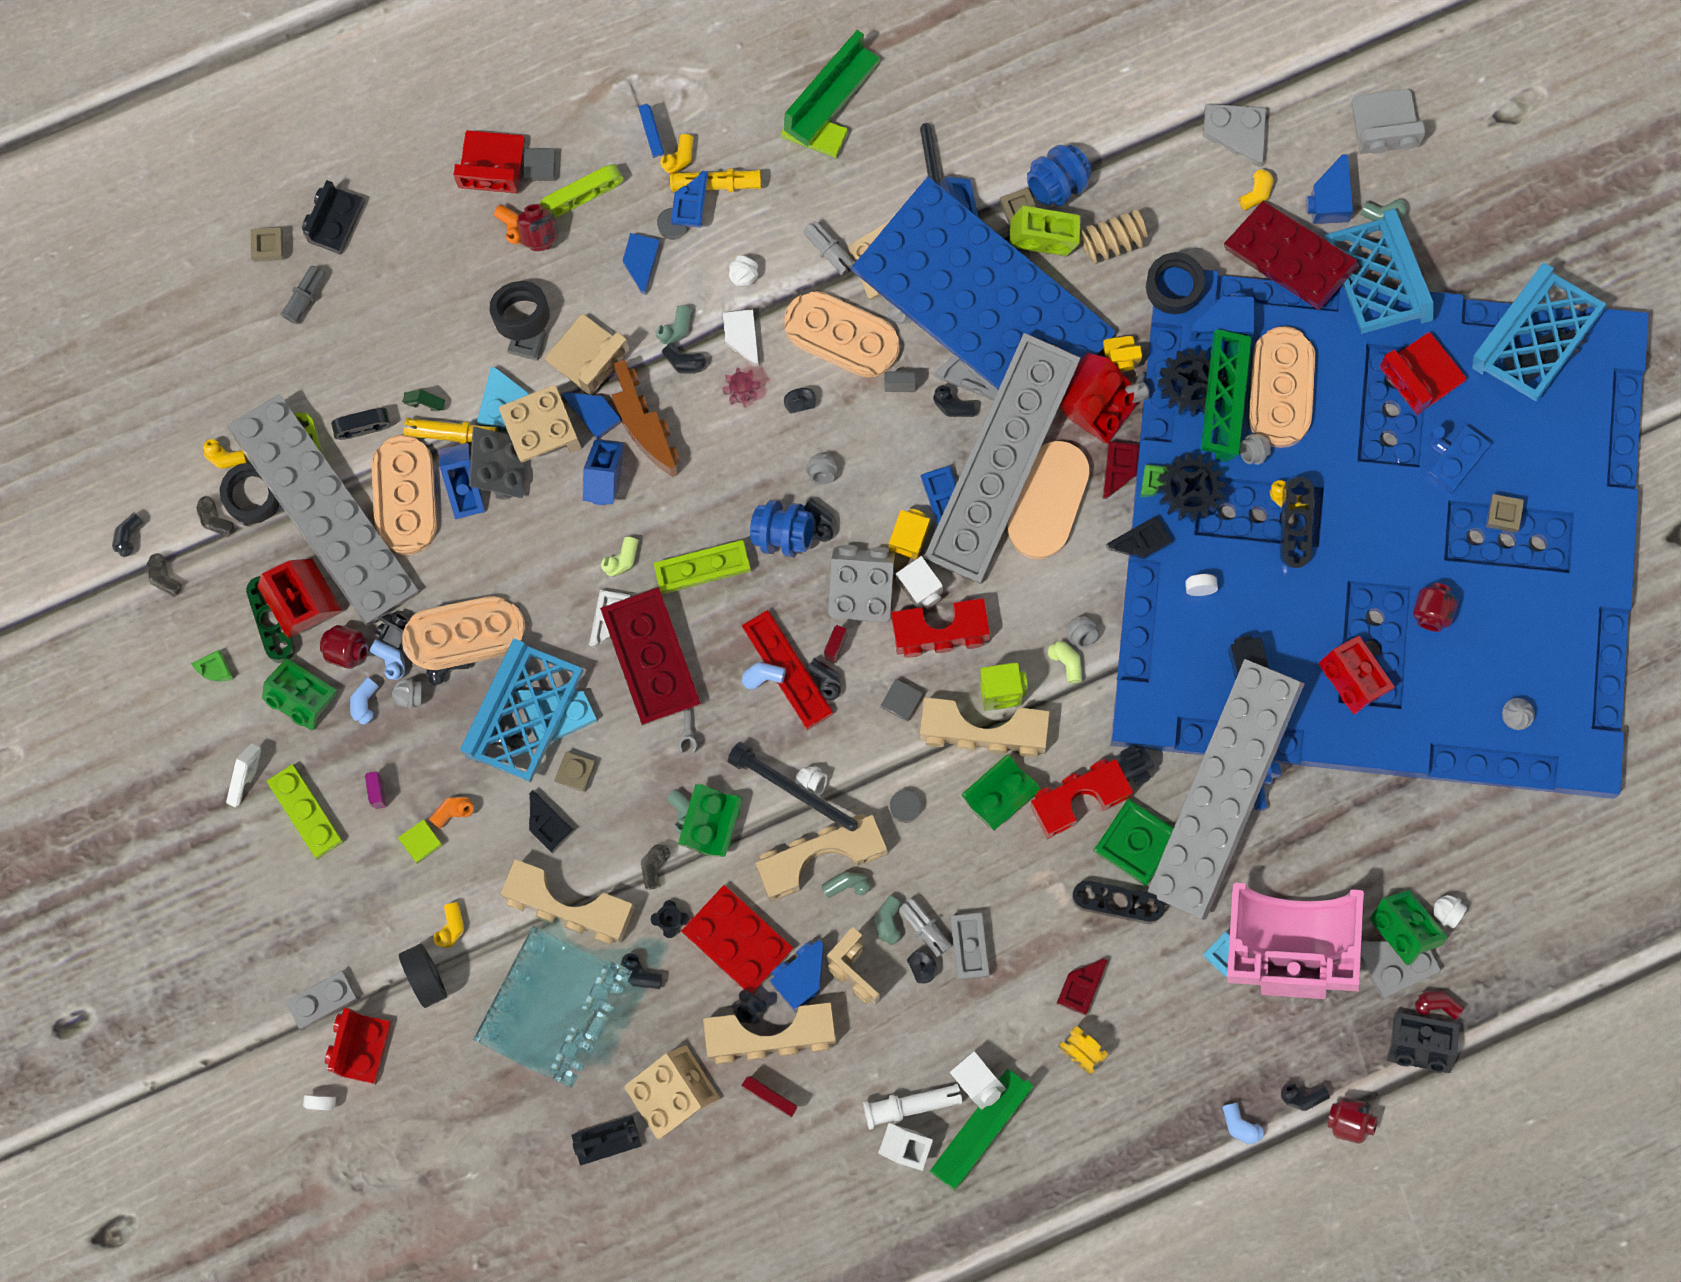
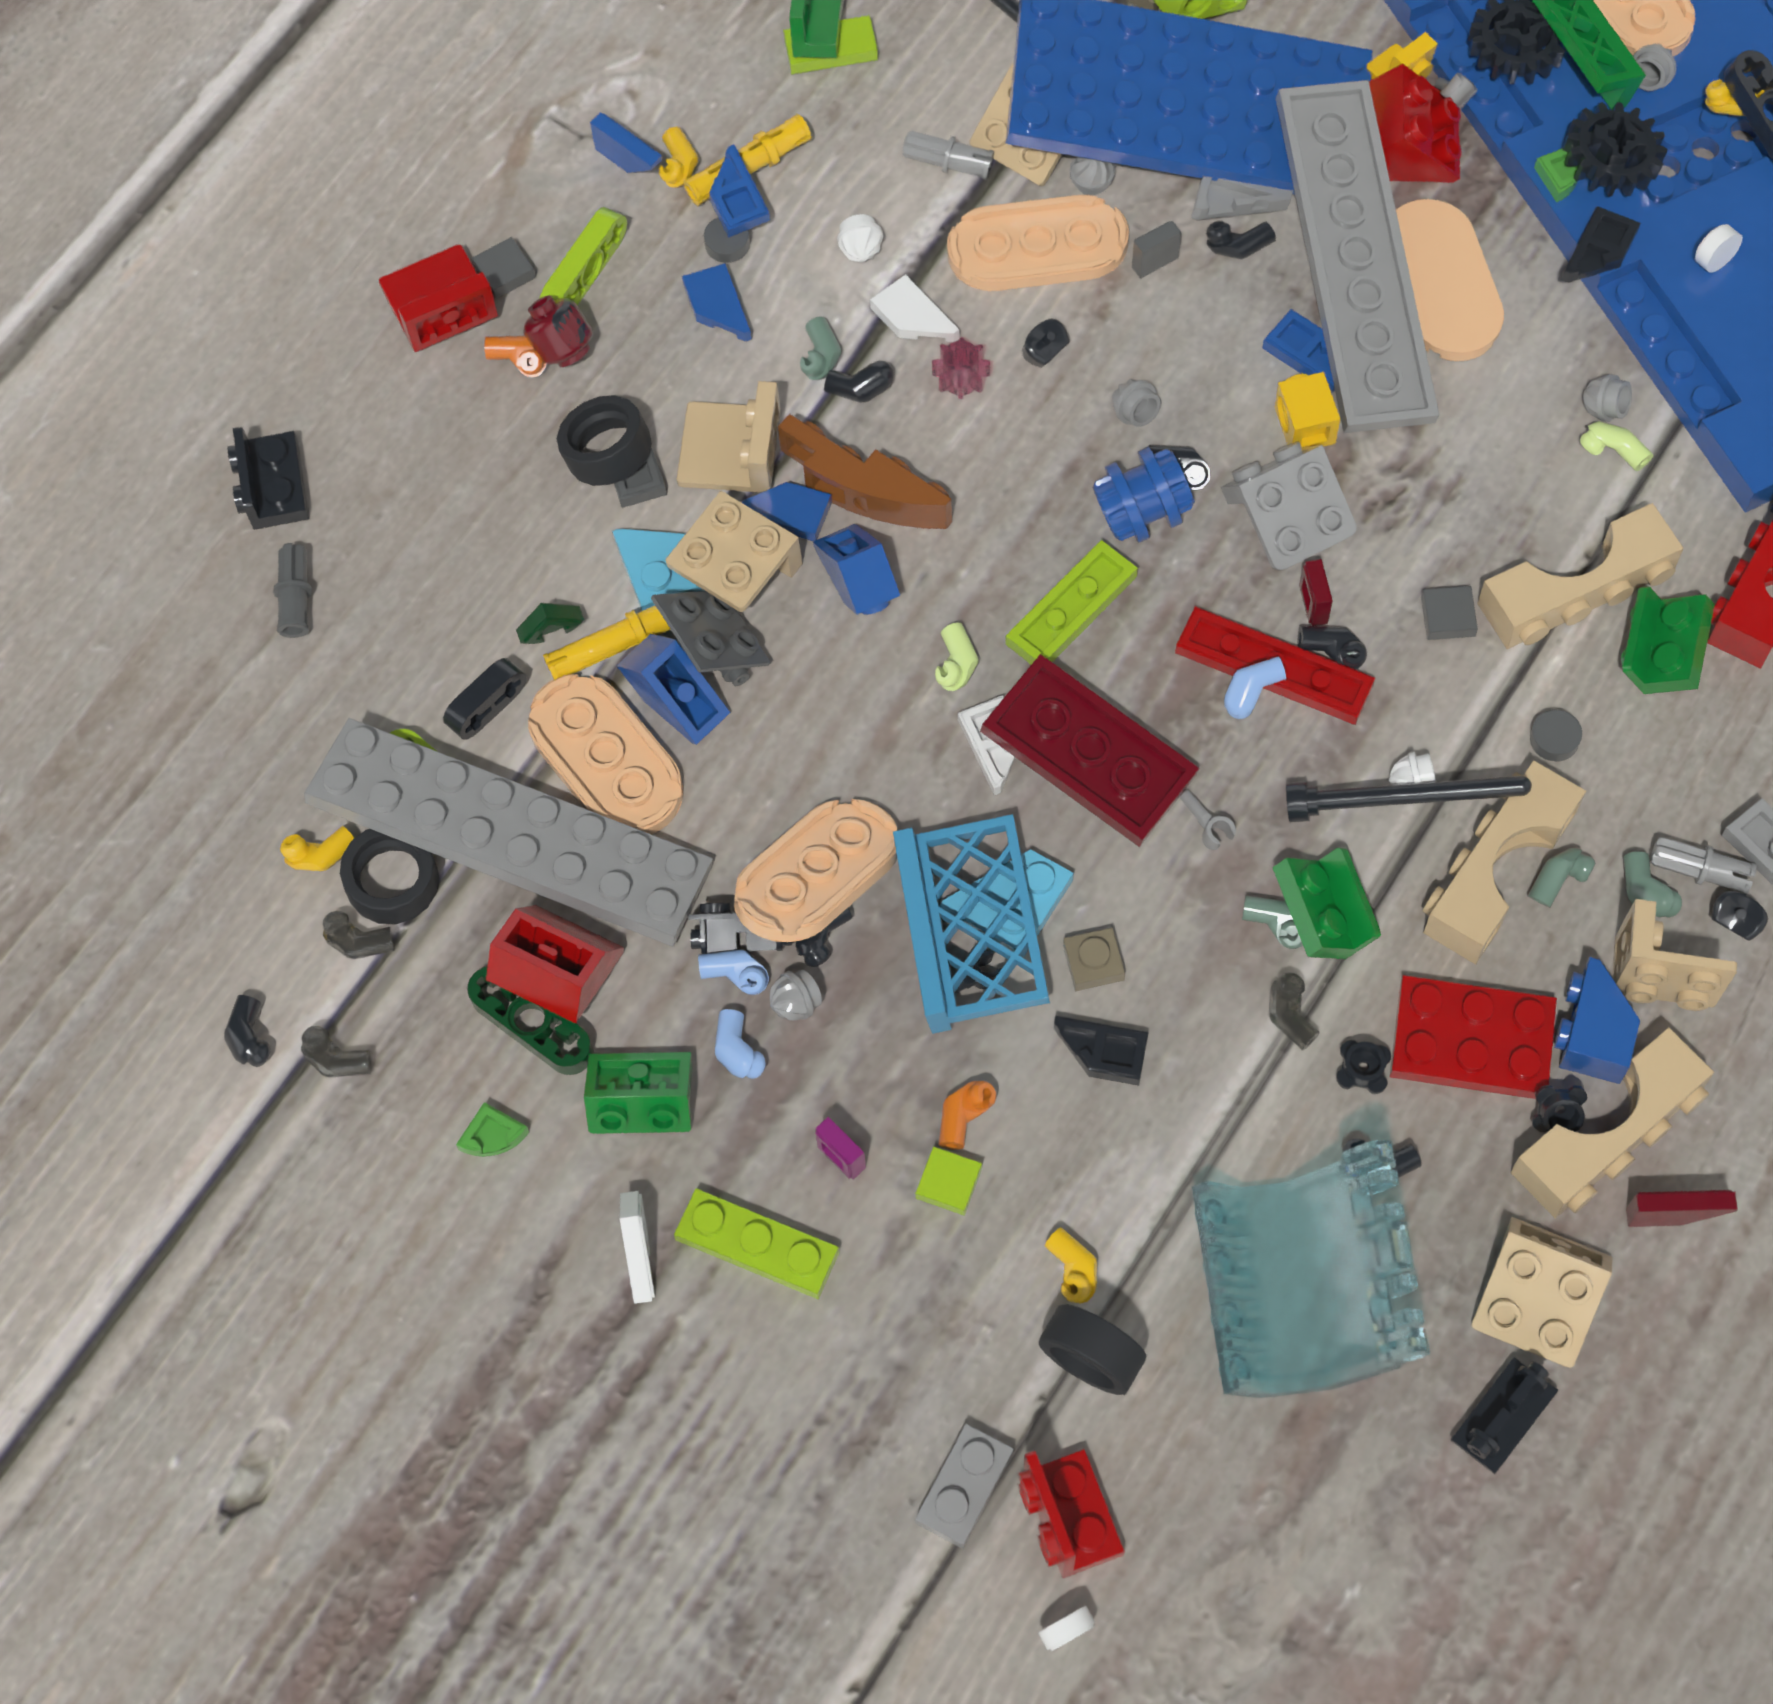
camera: 35 degrees left, 10 degrees down
(267, 244) = (199, 557): dark tan plate -> none
(343, 646) = (661, 989): dark red head -> none
(605, 916) = (1152, 1145): tan arch -> none
(915, 635) = (1405, 522): red arch -> none
(920, 584) = (1367, 460): white brick -> none
(1002, 686) = (1570, 509): lime brick -> none
(1119, 467) = (1496, 193): dark red tile -> none

